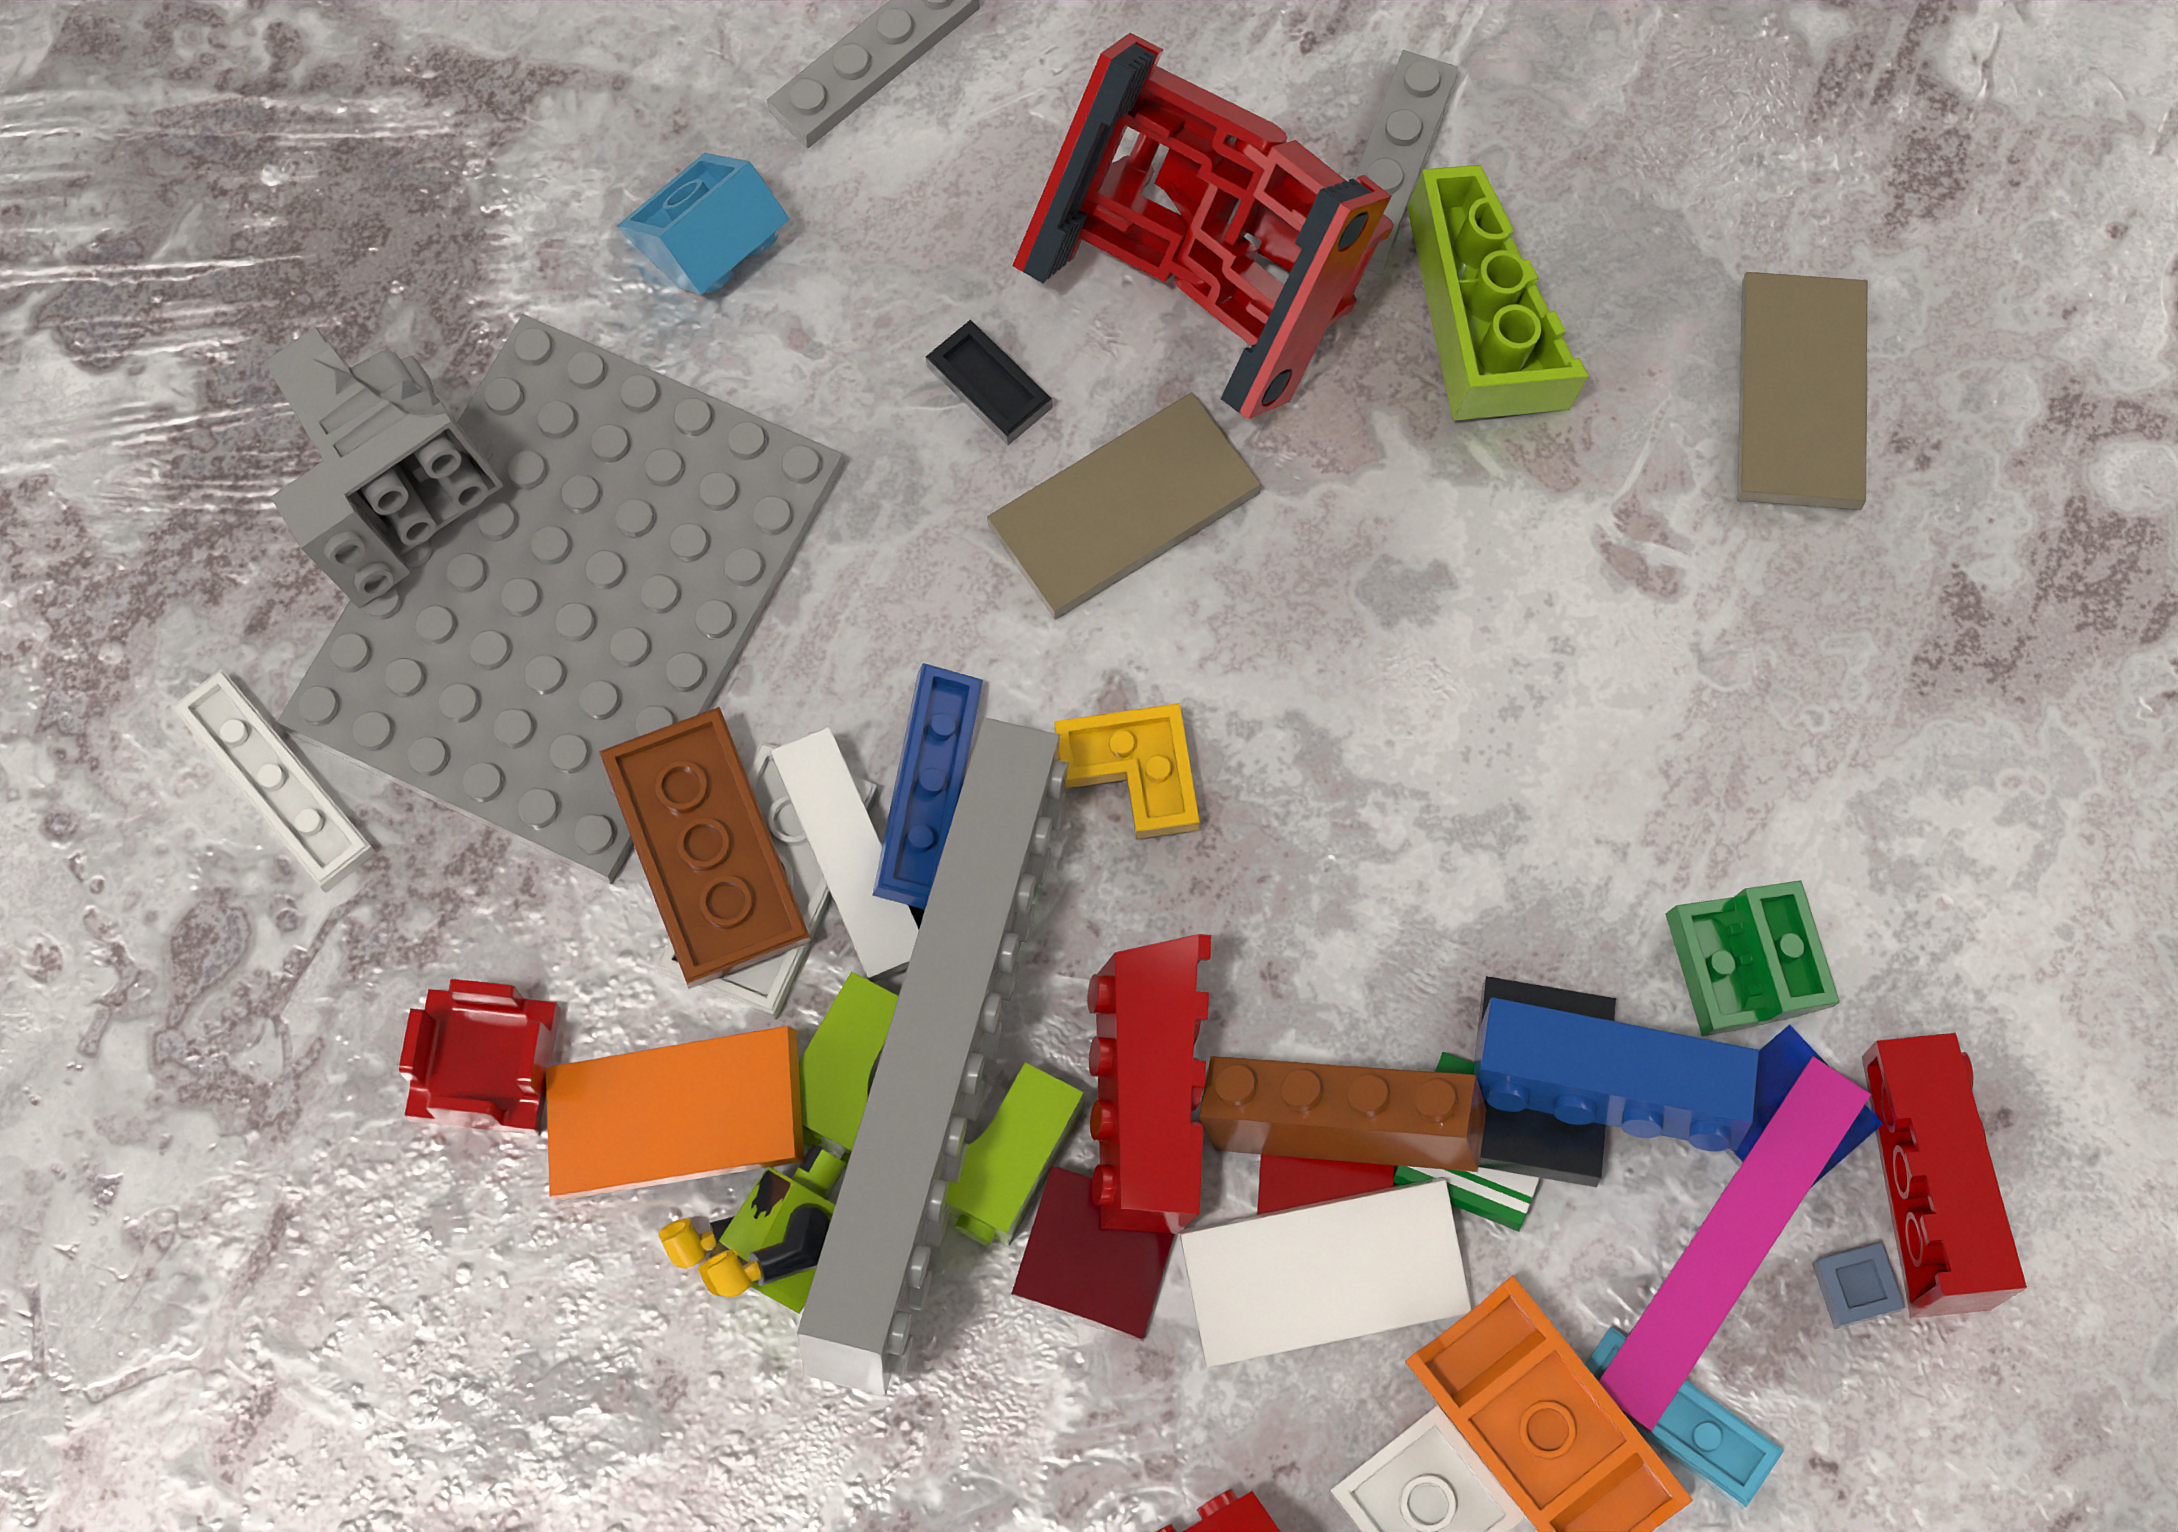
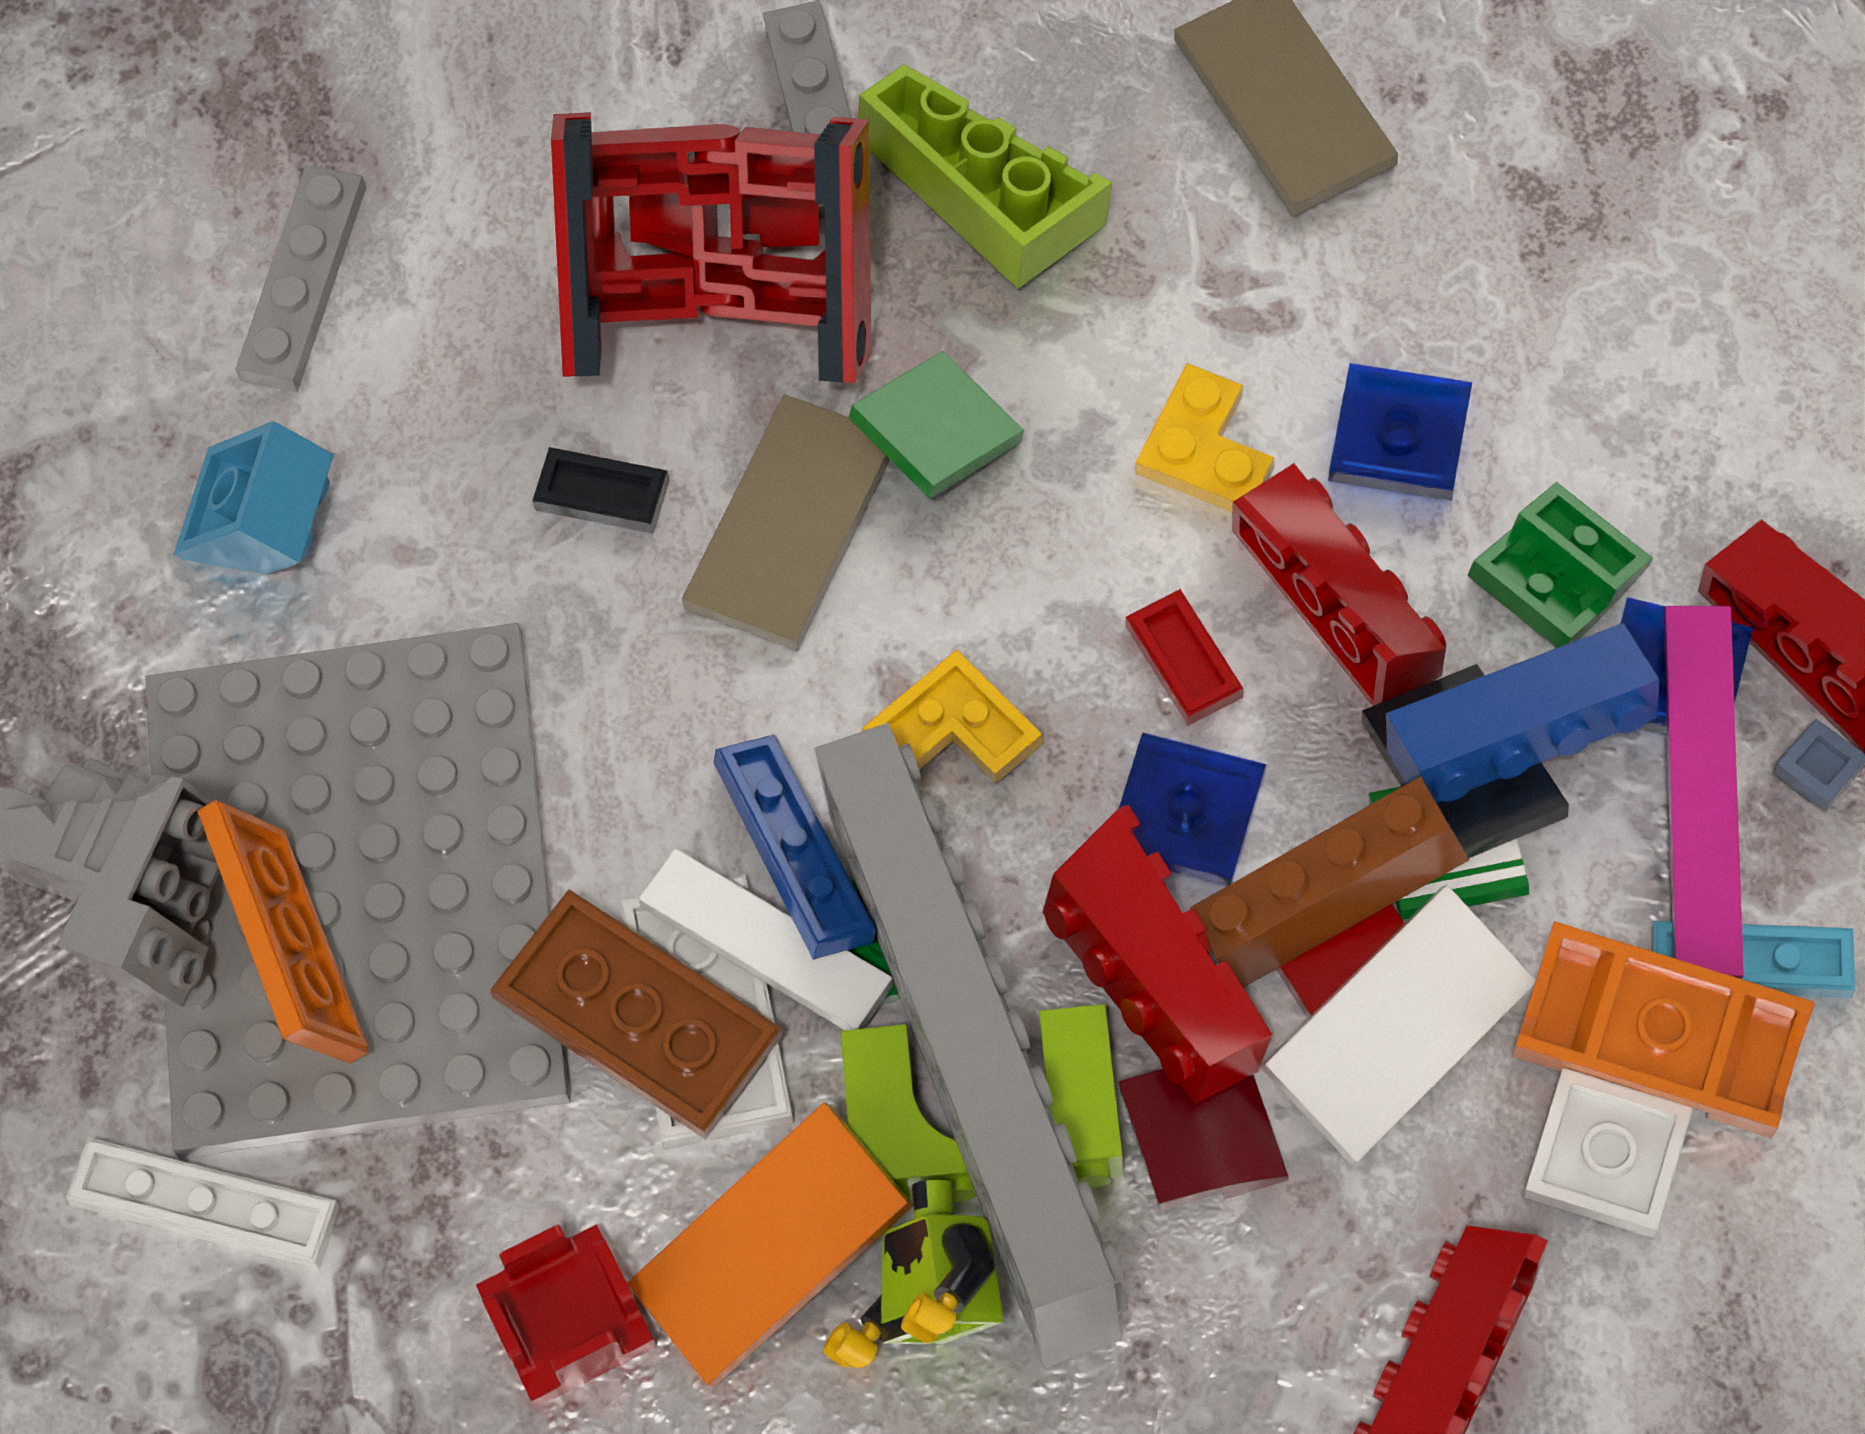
camera: 30 degrees left, 5 degrees down
(460, 599) = (283, 933): none -> orange tile
(1281, 965) = (1192, 806): none -> clear blue plate
(1299, 496) = (936, 424): none -> tile
(1370, 830) = (1184, 657): none -> red tile
(1502, 651) = (1188, 443): none -> yellow plate
(1542, 854) = (1338, 586): none -> red wedge
(1694, 749) = (1400, 431): none -> clear blue plate

